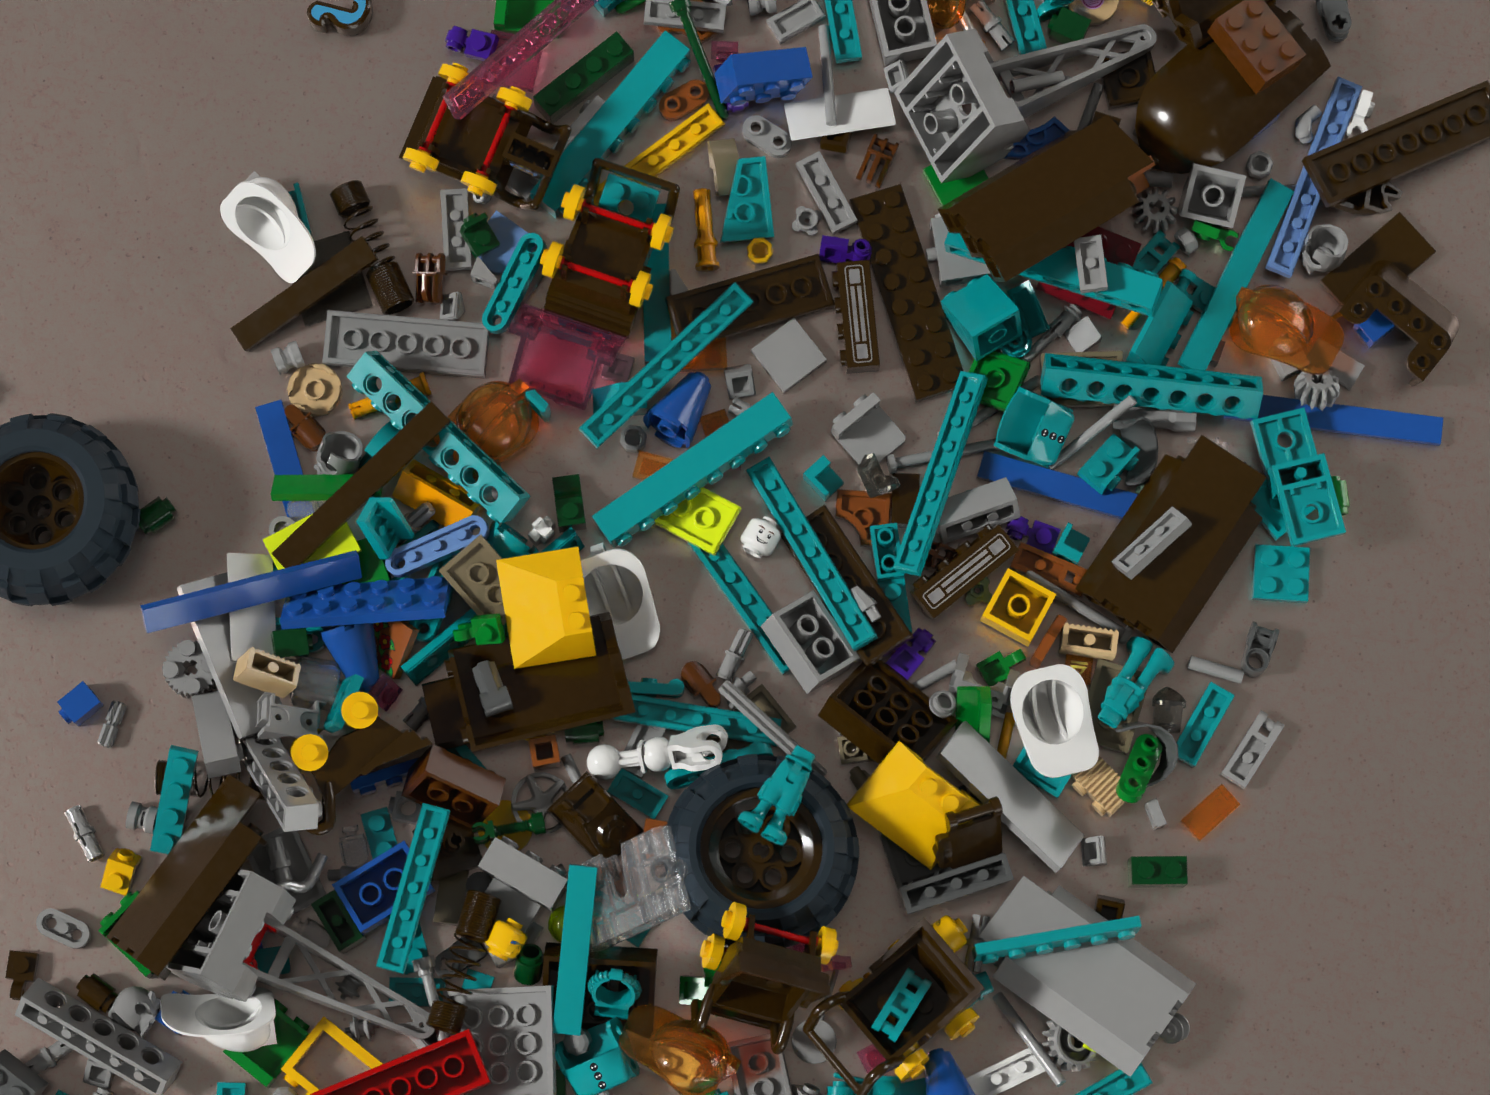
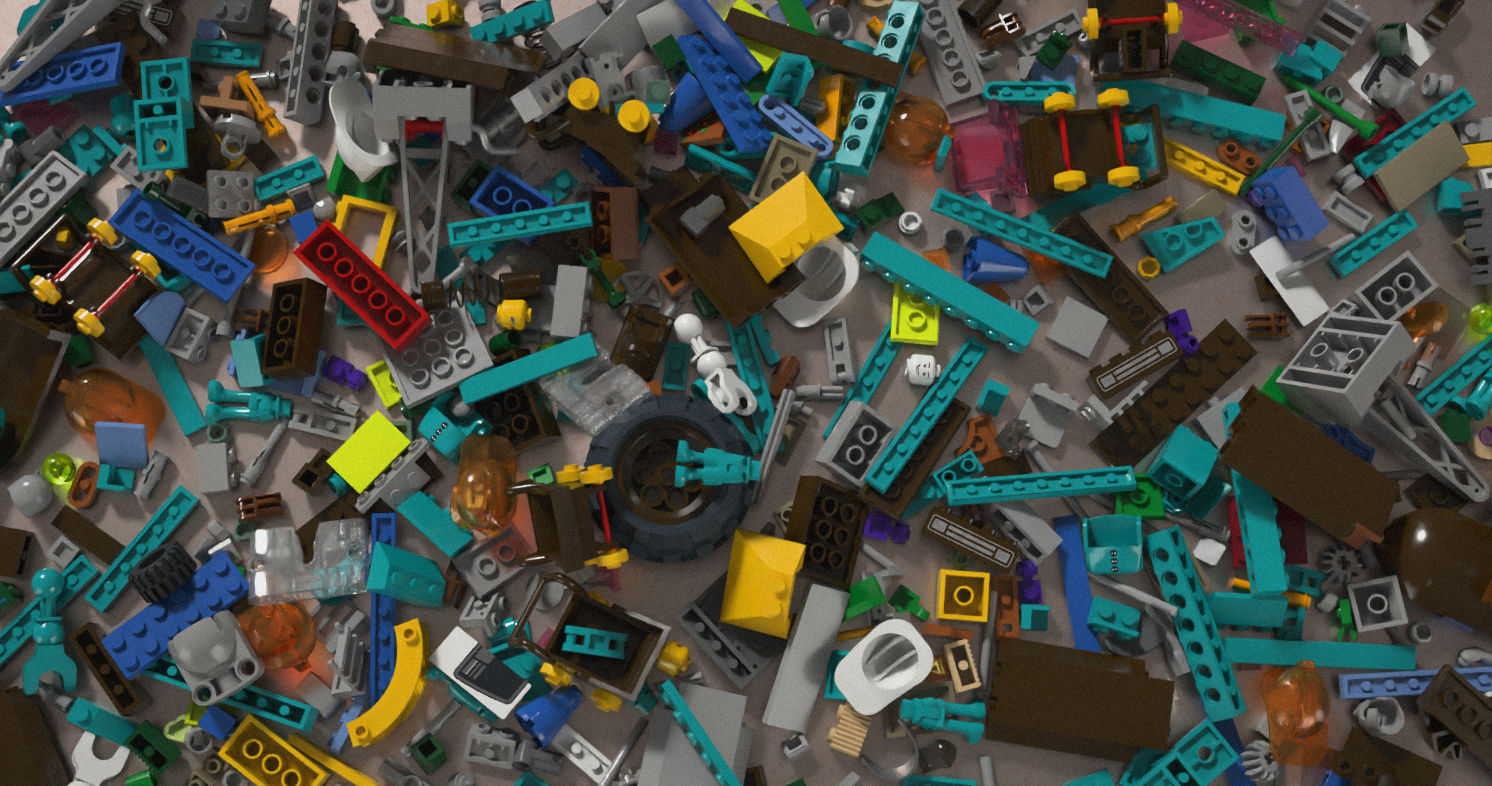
camera: 65 degrees right, 0 degrees up
(267, 672) = (637, 43): tan brick -> none
(330, 675) = (658, 91): none -> sand green plate
(484, 628) = (748, 189): green plate -> none
(595, 475) = (910, 223): none -> white plate
(613, 1003) = (501, 415): teal piece -> none
(699, 613) = (839, 350): none -> light grey plate
(806, 213) = (1194, 287): light grey plate -> none
(826, 192) = (1221, 298): light grey plate -> none
(866, 603) = (906, 472): light grey bar -> none
(897, 376) = (1100, 416): none -> light grey plate
(942, 704) = (855, 570): light grey plate -> none
(971, 840) = (755, 640): dark brown piece -> none
(1090, 264) = (1270, 525): light grey plate -> none
(1145, 753) = (871, 752): green plate -> none
(1151, 543) = (1065, 679): light grey plate -> none

